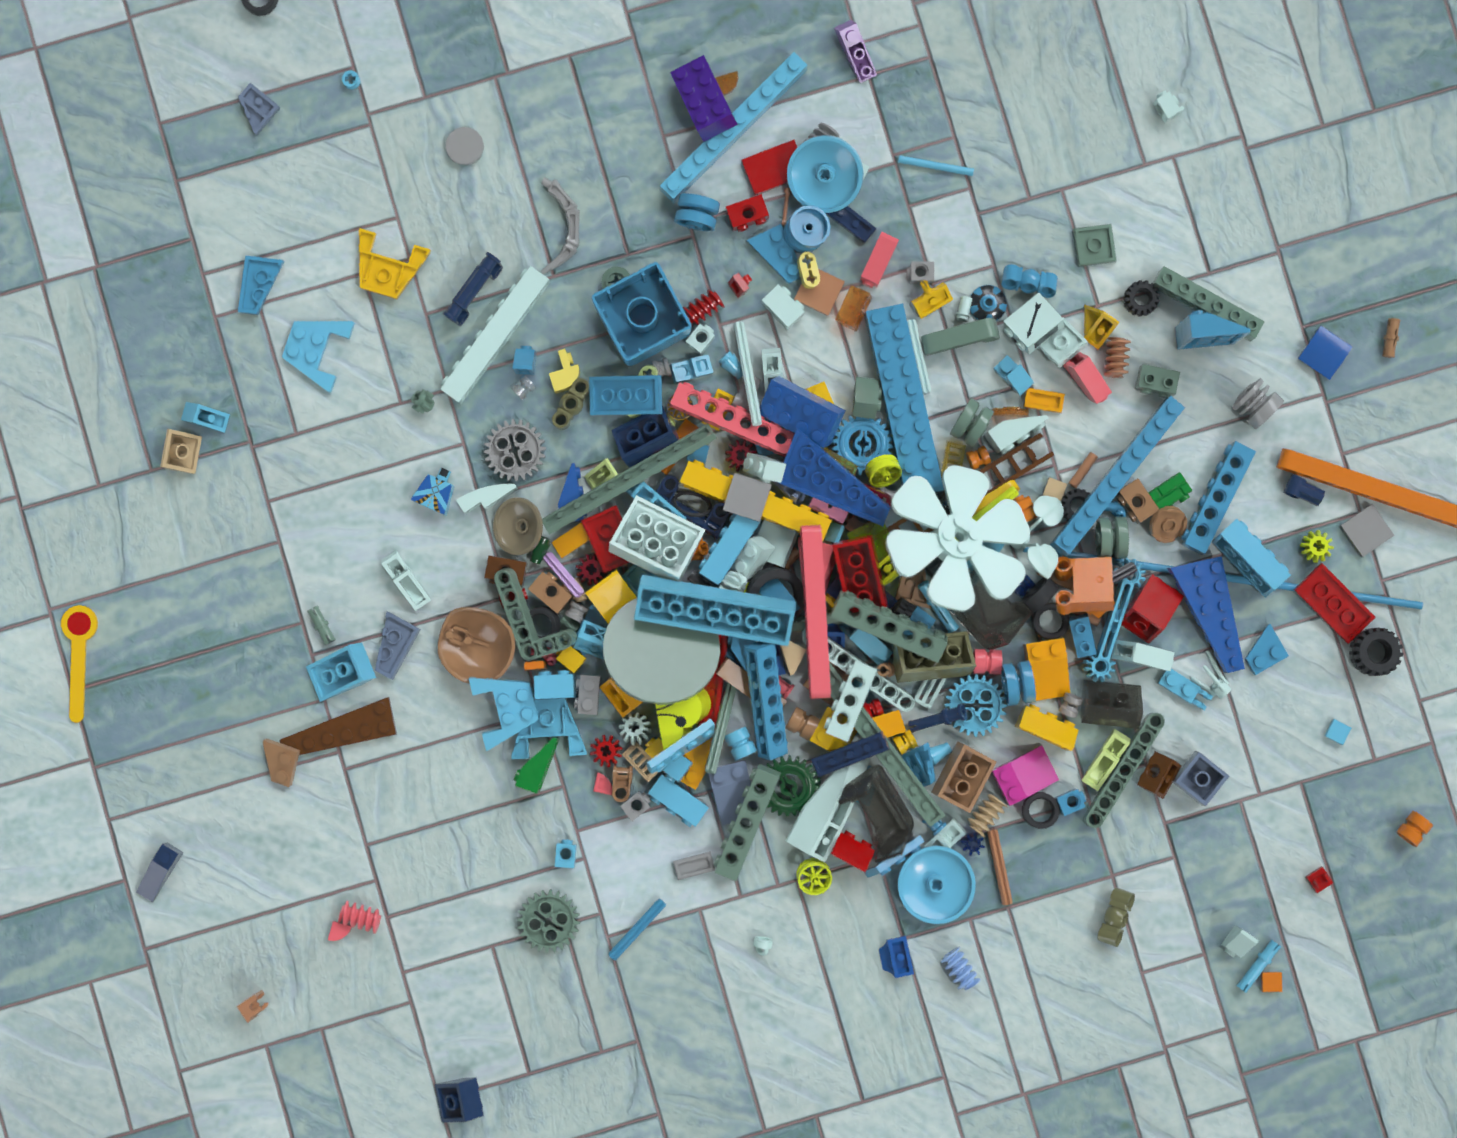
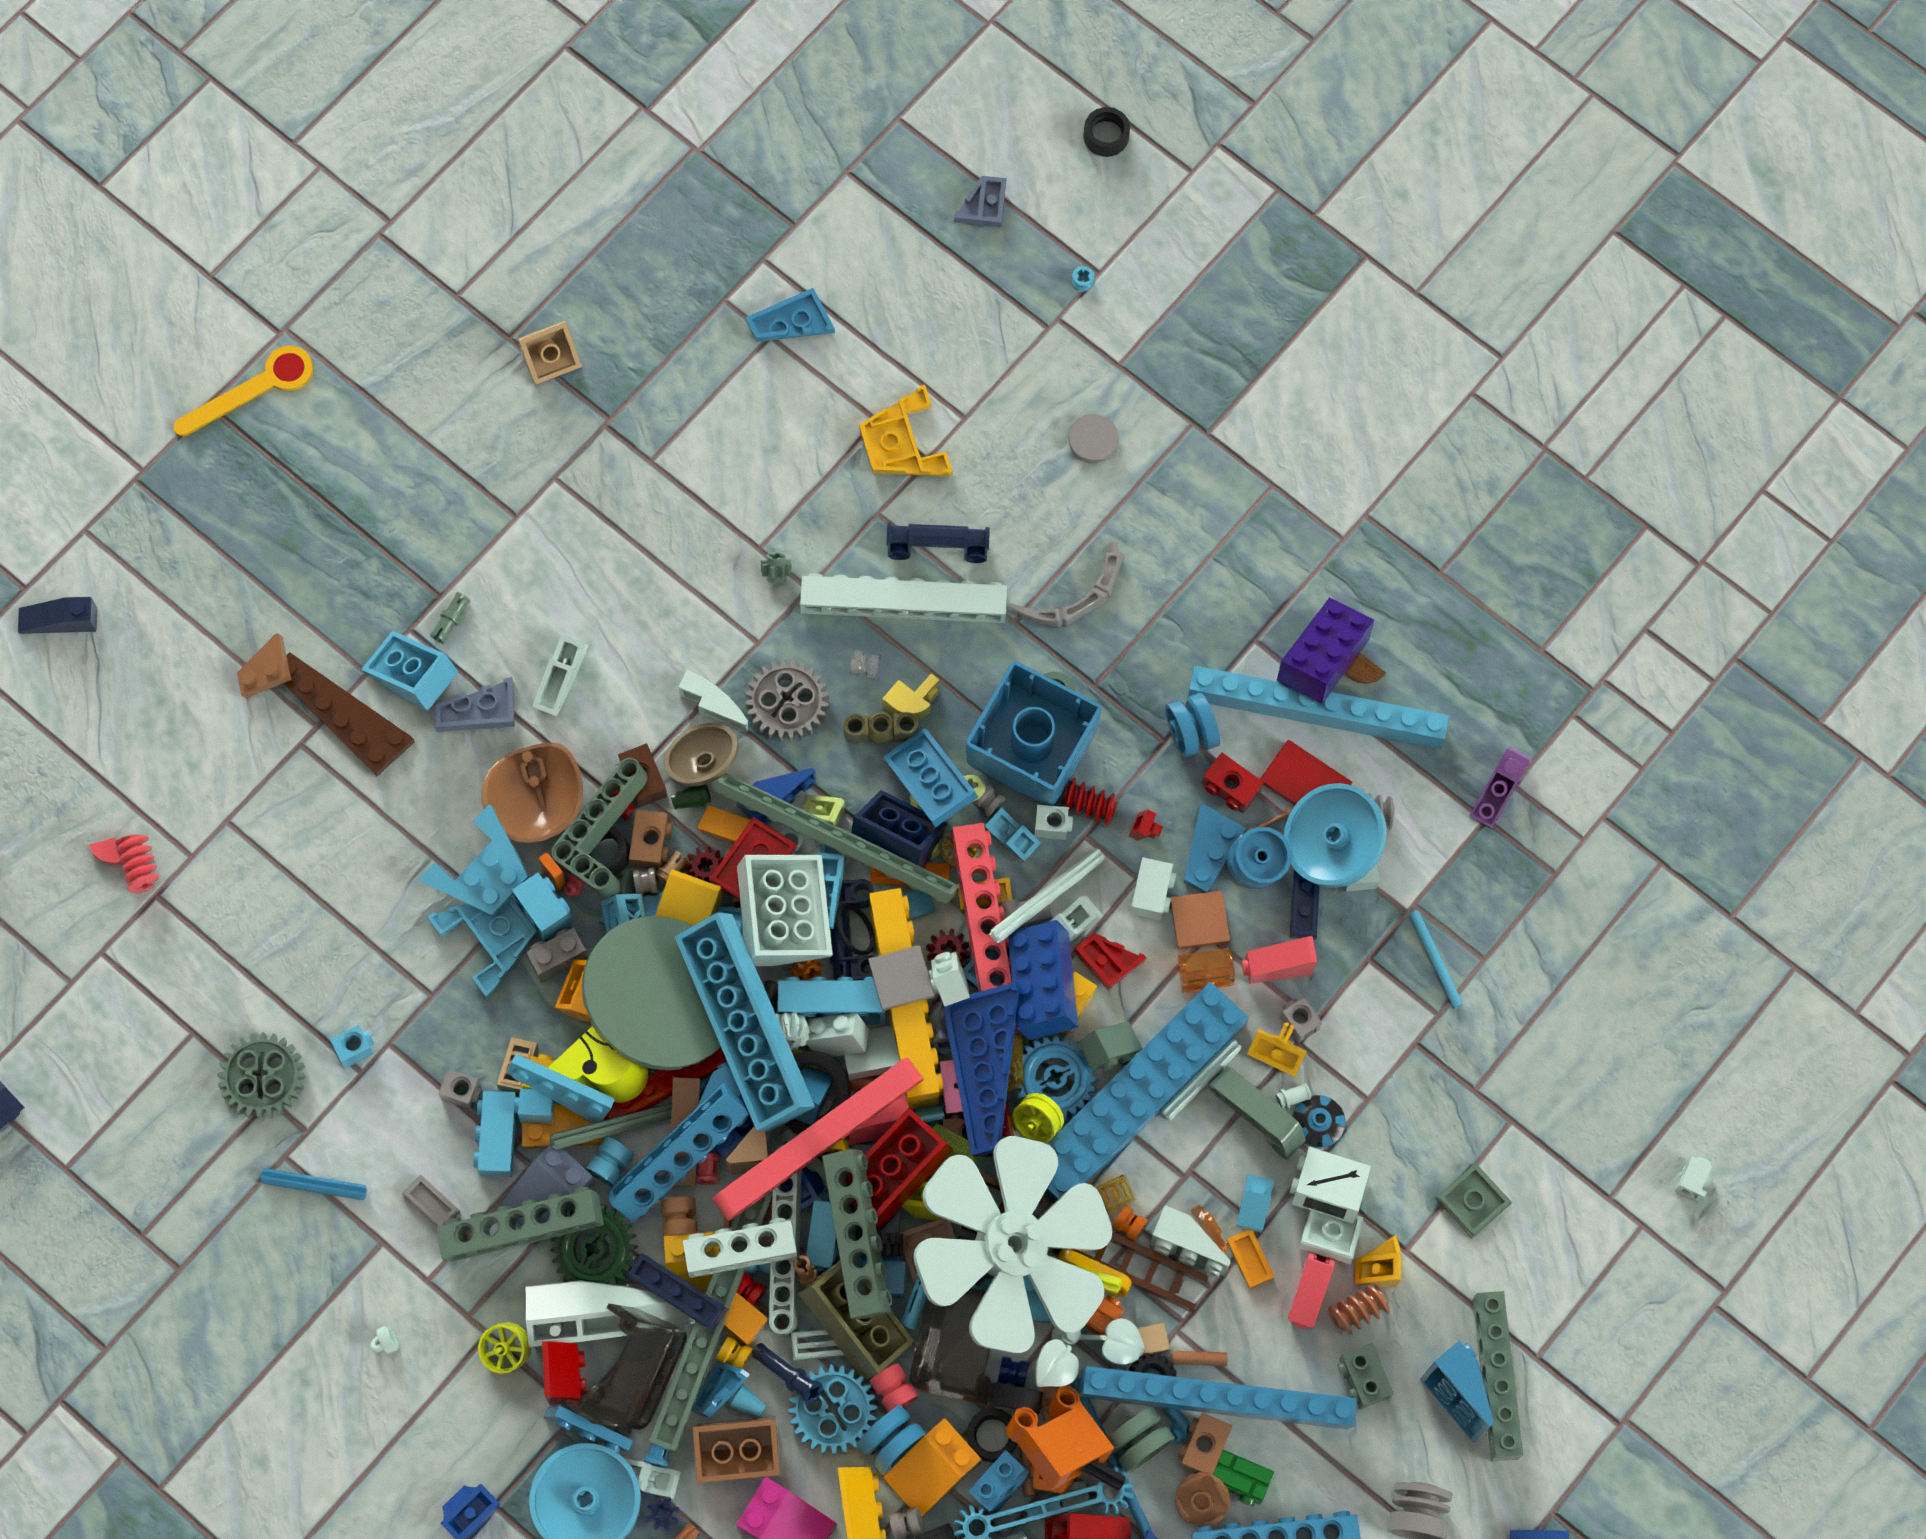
camera: 55 degrees right, 15 degrees down
(205, 417) = (605, 355): medium azure slope -> none
(307, 345) = (757, 413): medium azure wing -> none
(435, 492) = (681, 645): torso -> none
(524, 361) = (895, 647): dark azure slope -> none
(533, 773) = (433, 948): green slope -> none
(563, 575) = (678, 839): lavender axle -> none
(571, 658) = (586, 909): yellow brick -> none
(602, 784) = (462, 1038): coral tile -> none
(612, 748) = (494, 1015): red gear -> none
(622, 781) = (478, 1056): medium nougat piece -> none
(639, 733) = (550, 1031): light aqua gear -> none
(731, 364) = (1046, 872): medium azure cone -> none
(804, 271) = (1218, 894): light yellow beam -> none
(808, 363) = (1107, 959): none -> red wing
(972, 423) = (1164, 1185): sand green wheel -> none
(986, 814) = (708, 1507): tan piece -> none
(1029, 281) = (1377, 1149): dark azure piece -> none
(1141, 309) = (1445, 1310): black tyre -> none

